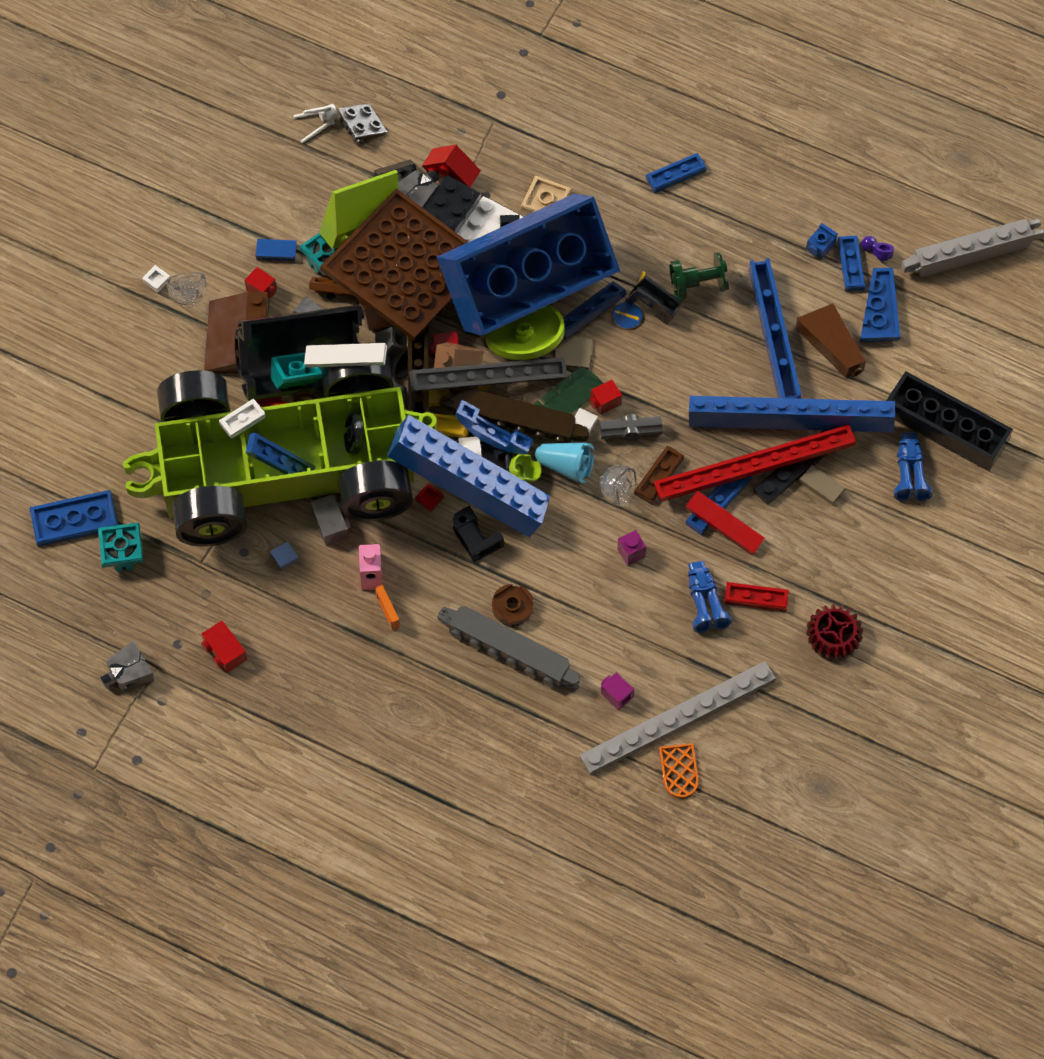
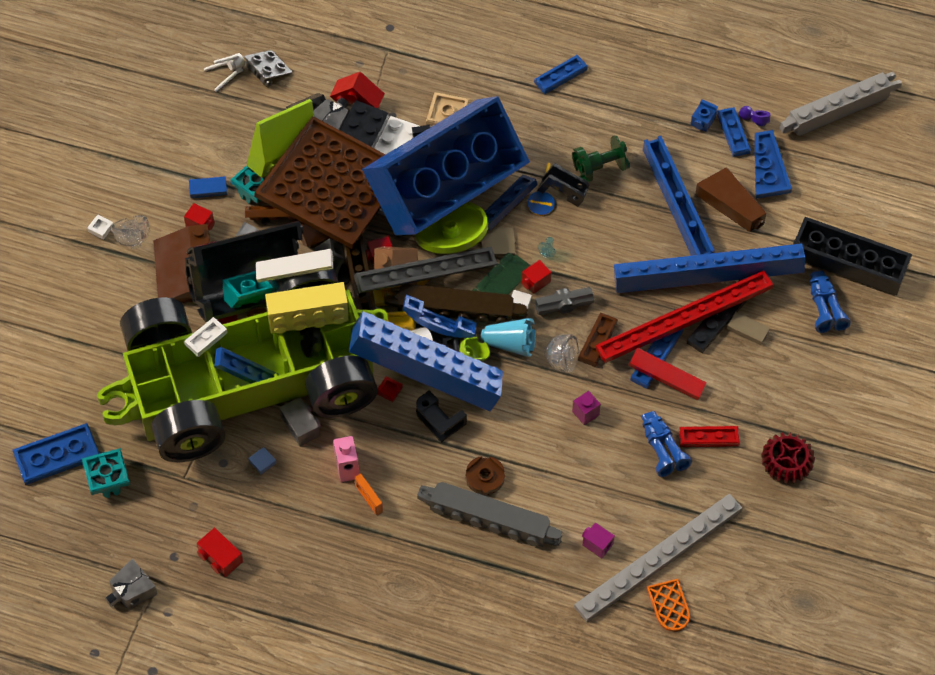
camera: 10 degrees left, 5 degrees down
(351, 402) = (307, 307): none -> light yellow brick
(623, 367) = (546, 249): none -> clear light blue plate

